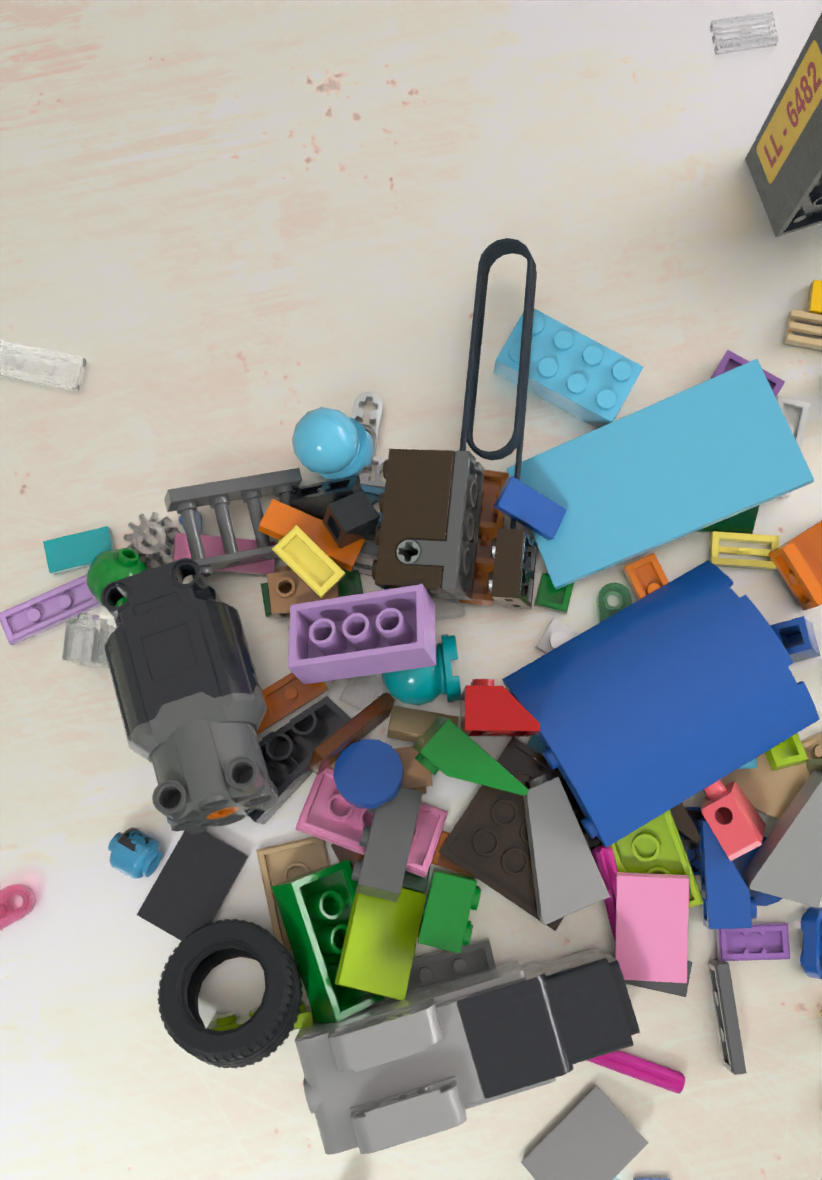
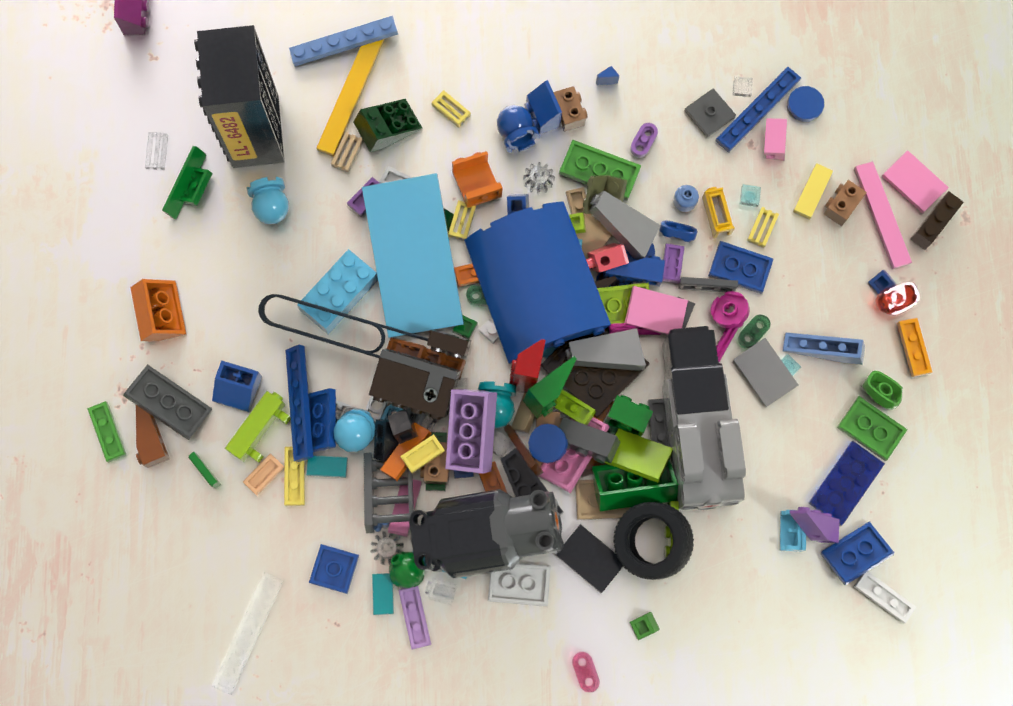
camera: 85 degrees left, 5 degrees down
(95, 1000) = (644, 625): none -> bright green slope
(108, 465) = (334, 569): none -> blue tile
(124, 778) = (521, 585): none -> white tile
(134, 853) = (567, 587): dark azure head -> none
(228, 229) = (204, 470): none -> green tile
(240, 322) = (263, 474): none -> light nougat tile
(247, 370) = (293, 480): none -> light yellow tile
(265, 73) = (106, 431): none -> bright green tile
(266, 133) = (149, 440): none -> dark orange slope
(271, 417) = (327, 466): none -> teal tile
(313, 290) = (256, 425): none -> lime brick
(325, 146) = (167, 402): none -> dark grey tile
(341, 386) = (323, 418): none -> blue plate
(364, 348) = (299, 403): none -> blue plate
(373, 243) = (235, 386): none -> blue slope
(443, 810) = (574, 408): none -> lime plate
(475, 97) = (157, 309): none -> orange slope
(530, 508) = (417, 326): blue tile -> none
(656, 1116) = (753, 331): none -> clear green plate
(672, 1080) = (737, 317): none -> dark pink plate
(699, 92) = (189, 184): none -> green bracket
(699, 220) = (268, 201): none -> medium azure tile
(778, 1075) = (742, 265): none -> blue tile

